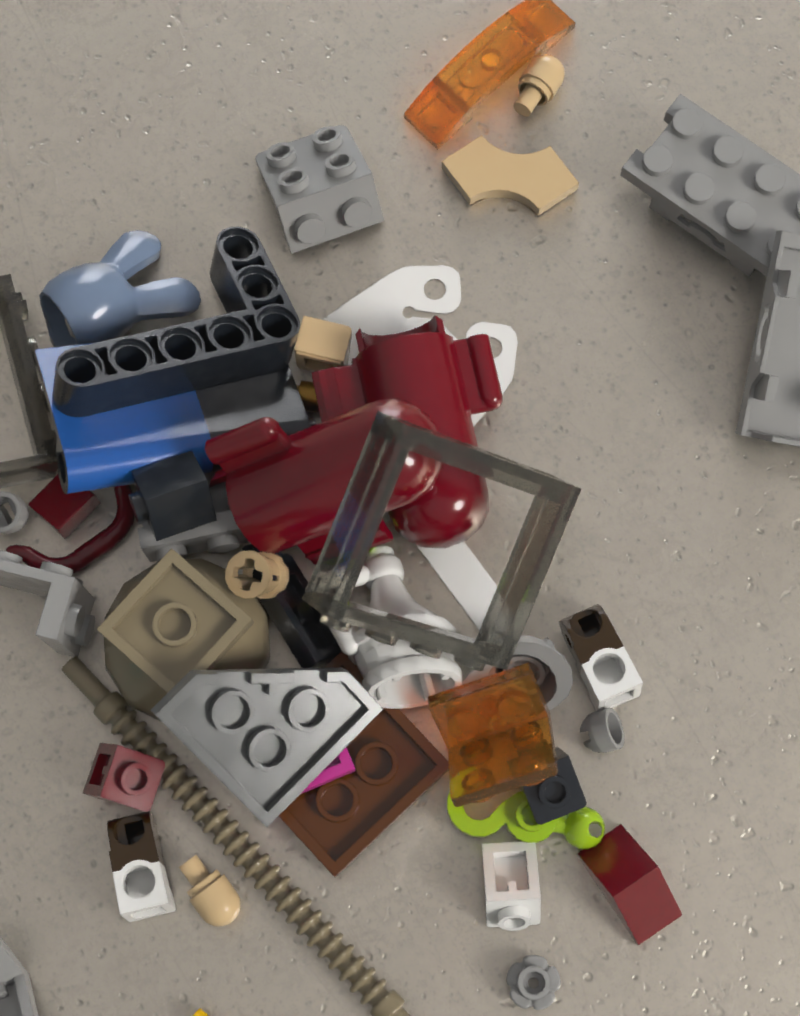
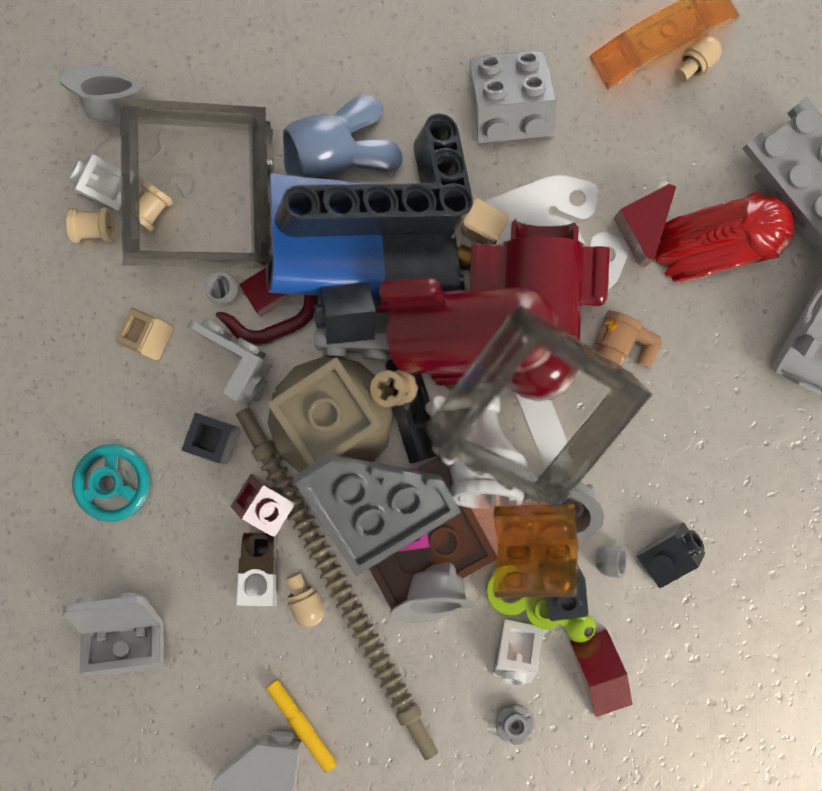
camera: 10 degrees right, 10 degrees up
(35, 705) = (210, 438): none -> black brick
(376, 835) = (432, 595): none -> light grey piece
(488, 172) = (641, 117): tan tile -> none
(523, 295) = (644, 223): none -> dark red slope
(533, 437) = (619, 336): none -> medium nougat piece
(601, 658) = (625, 508): leg -> none
(630, 287) = (725, 237): none -> red hair
(678, 702) = (673, 555): none -> black bracket

